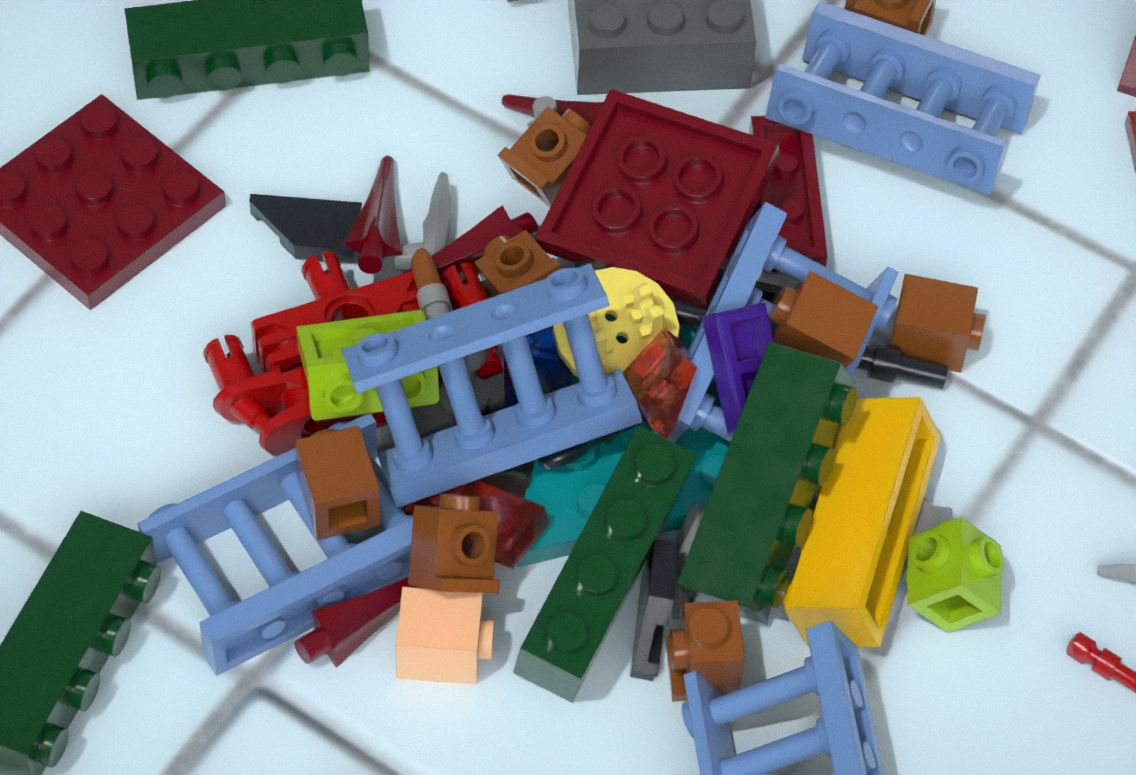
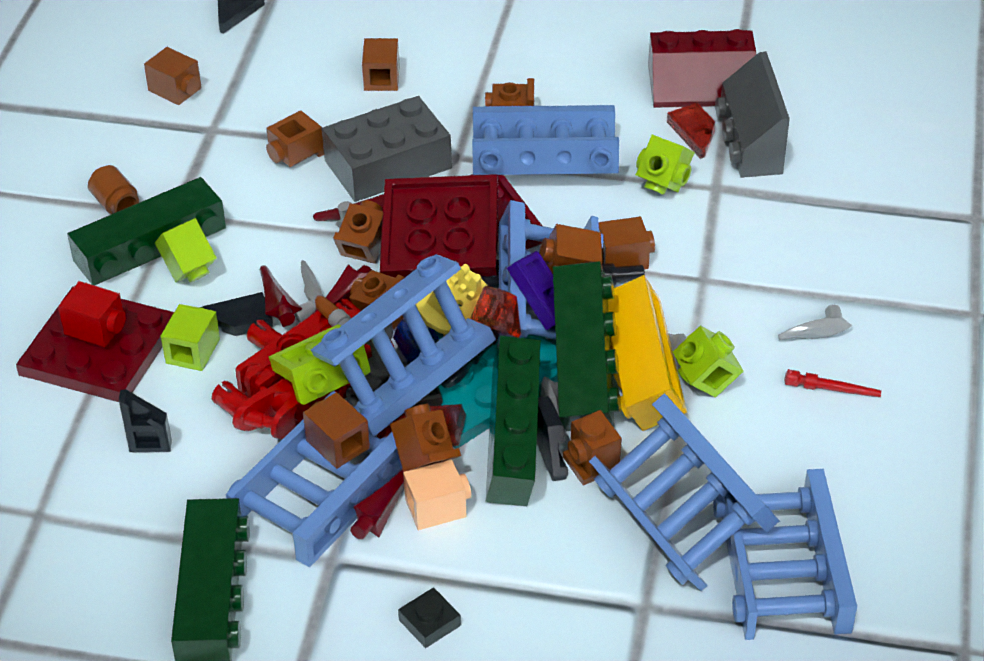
camera: 20 degrees left, 10 degrees down
(84, 364) = (144, 424): none -> black tile
(93, 157) = (92, 314): none -> red brick
(223, 240) = (190, 337): none -> lime brick
(280, 99) = (186, 251): none -> lime brick
(1067, 207) = (664, 165): none -> lime brick

